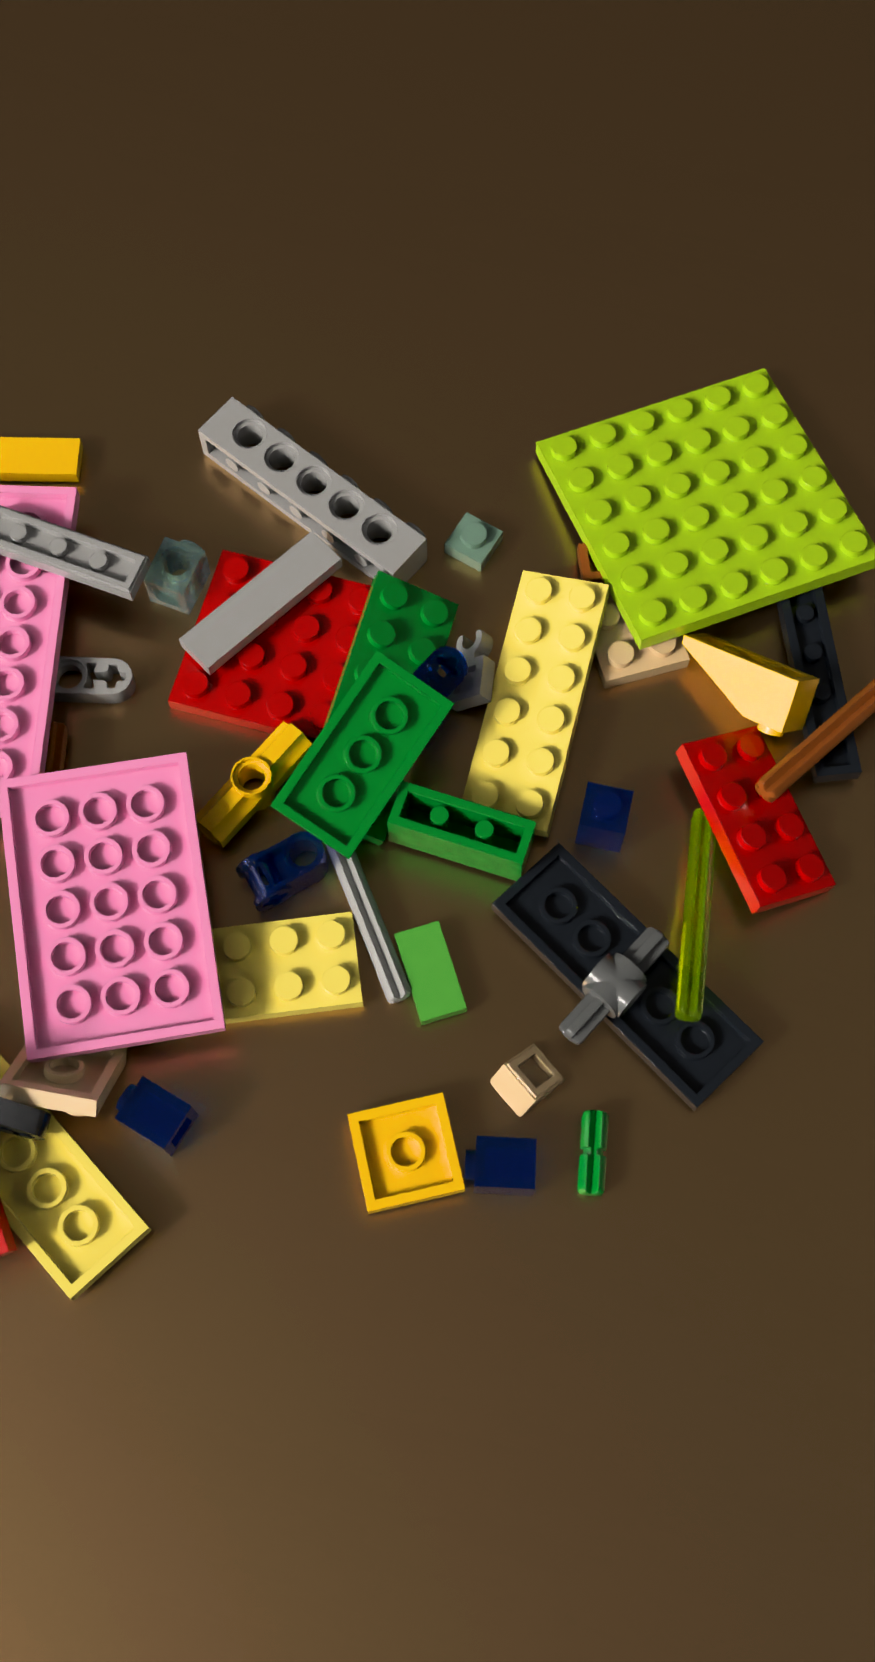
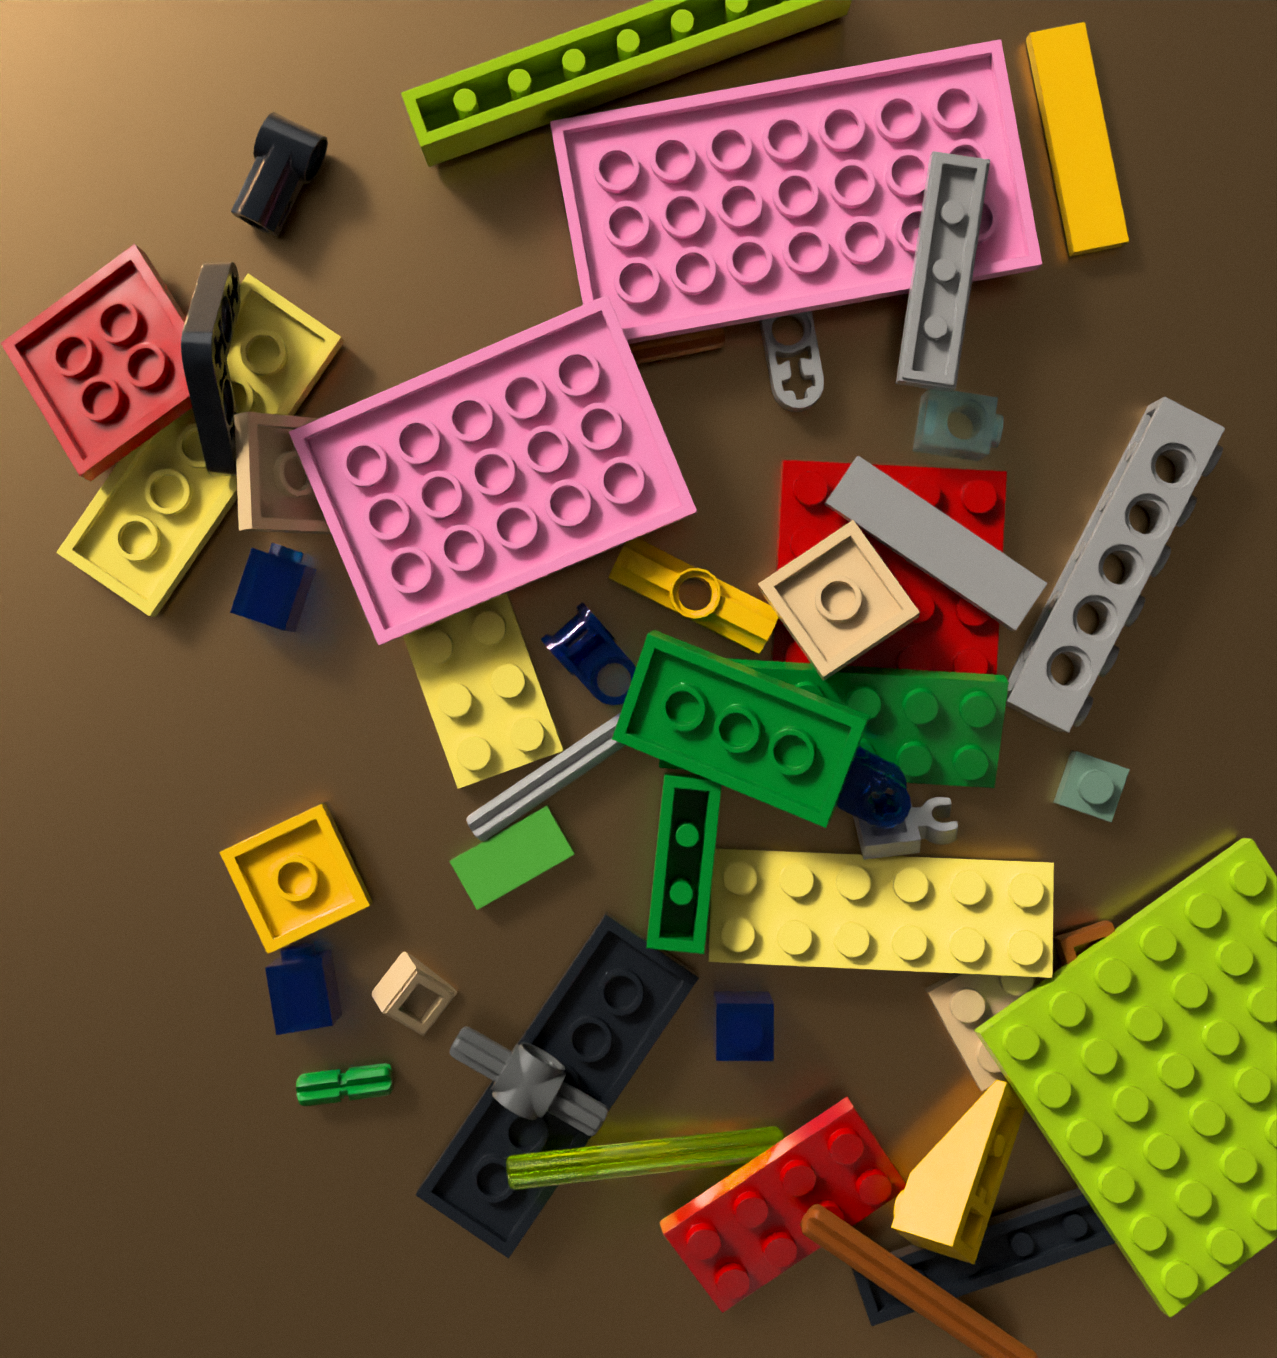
camera: 75 degrees right, 20 degrees up
(284, 672) = (838, 600): none -> tan plate

